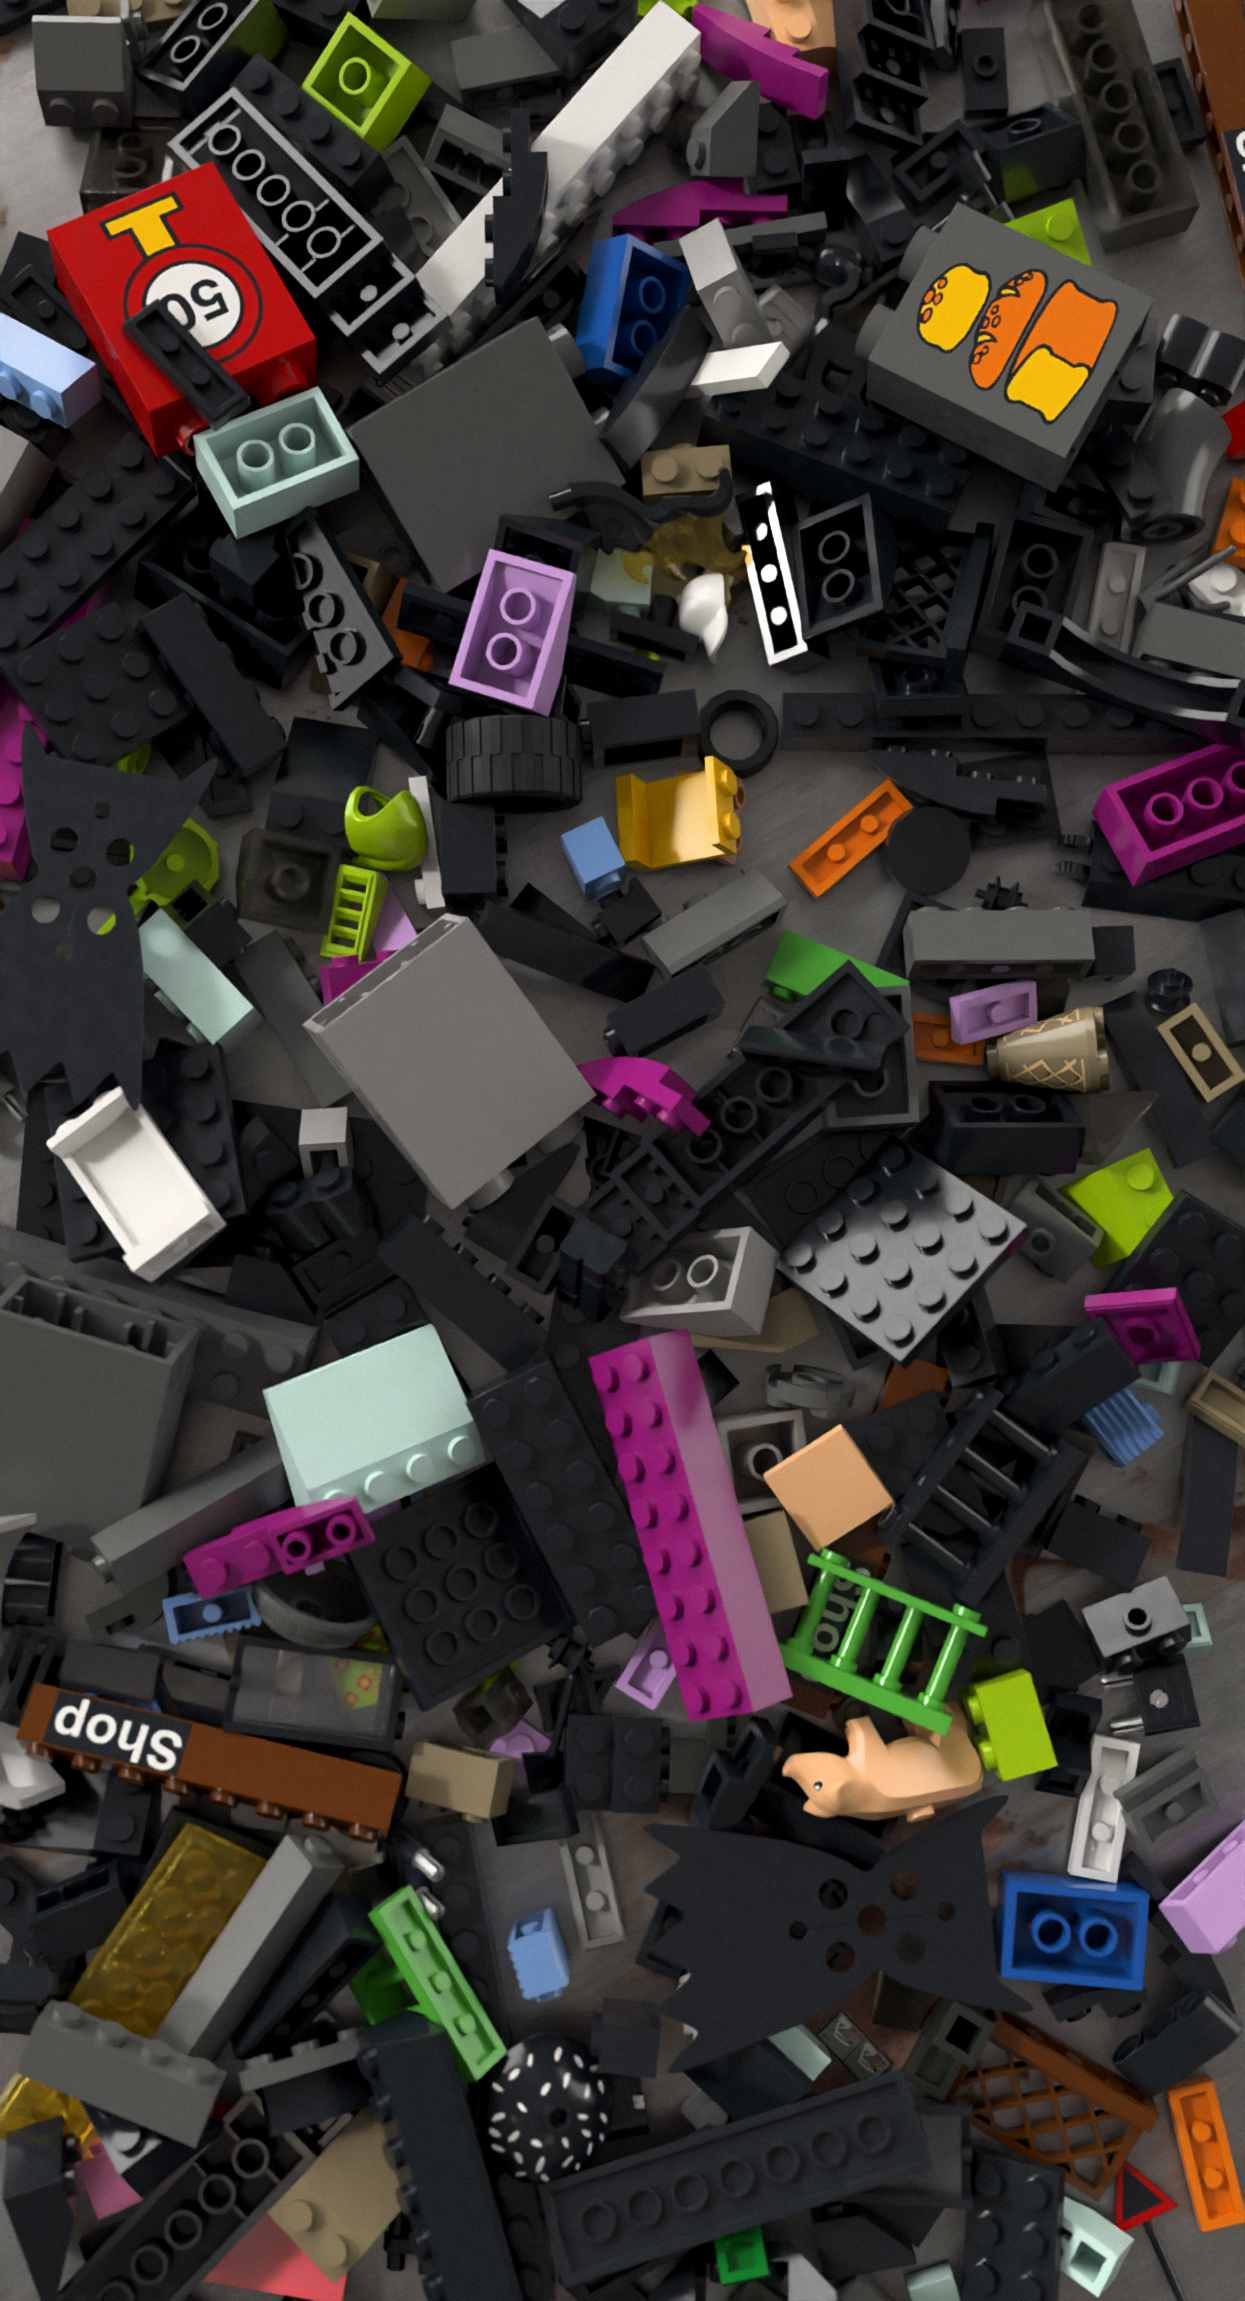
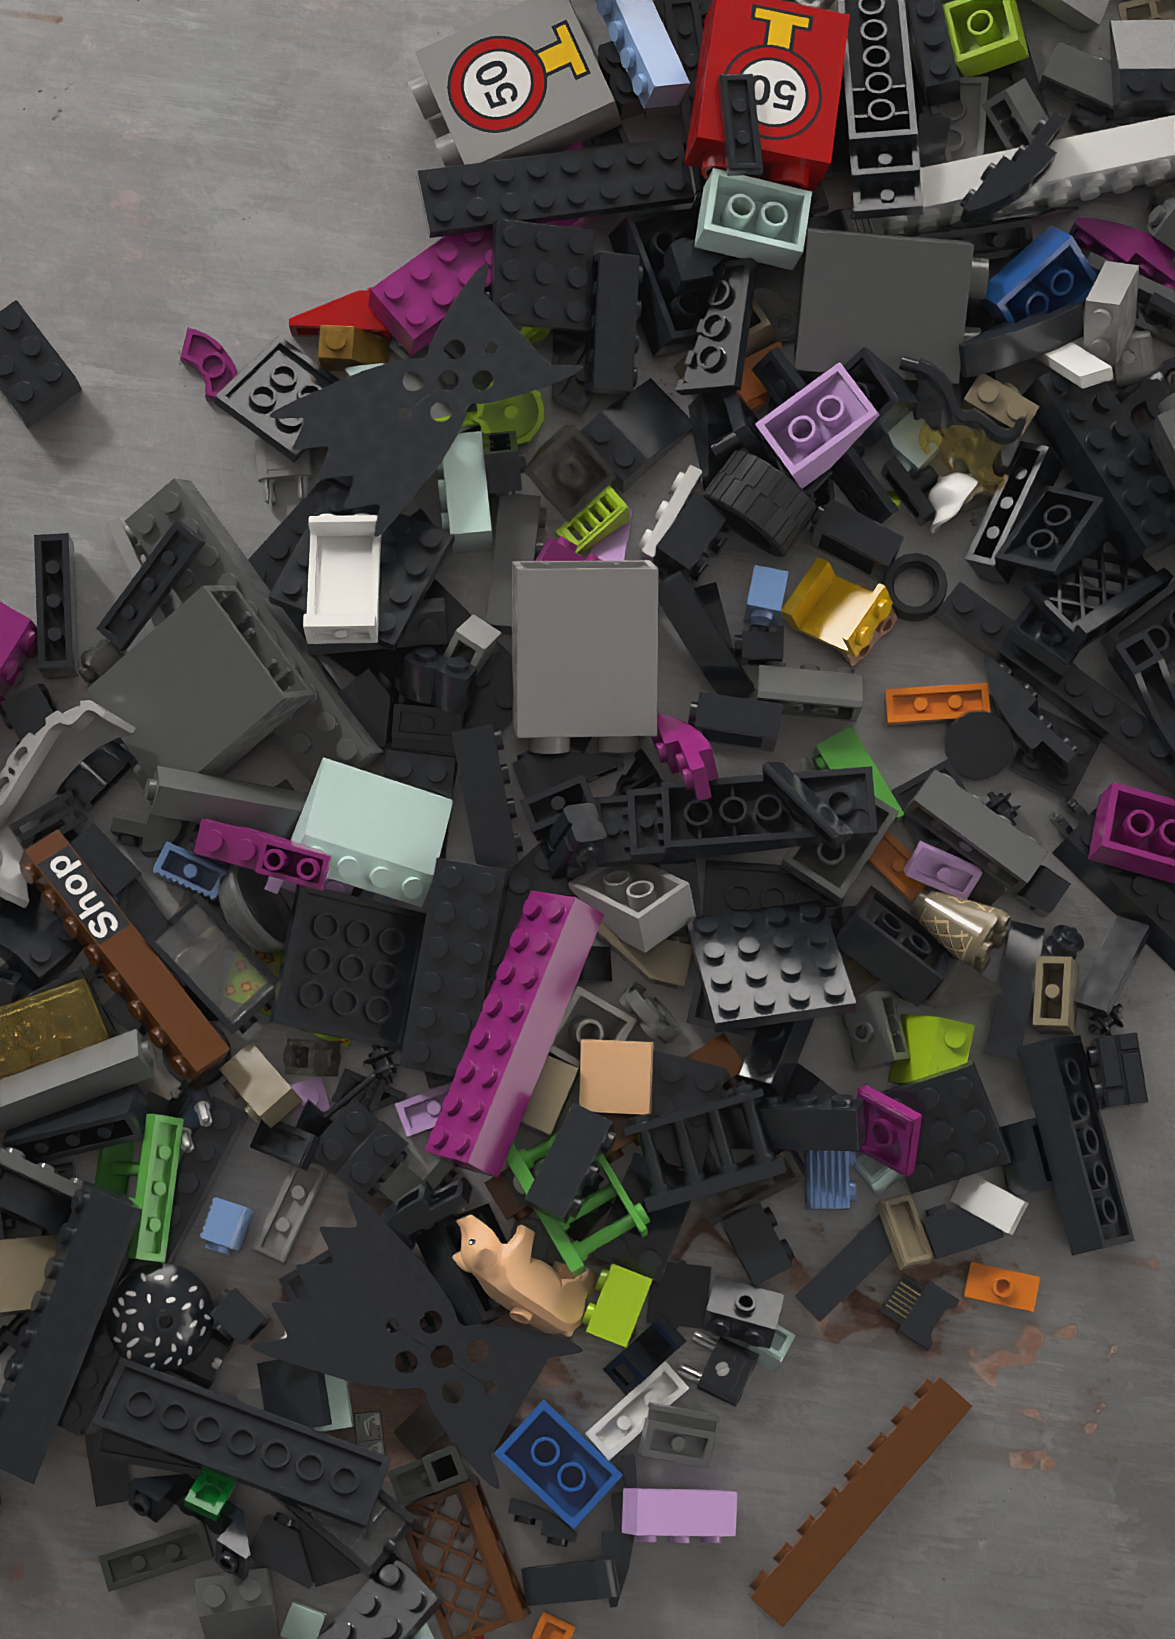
camera: 40 degrees right, 5 degrees down
(392, 837) = (652, 491): lime piece -> none
(859, 1624) = (571, 1164): none -> black brick

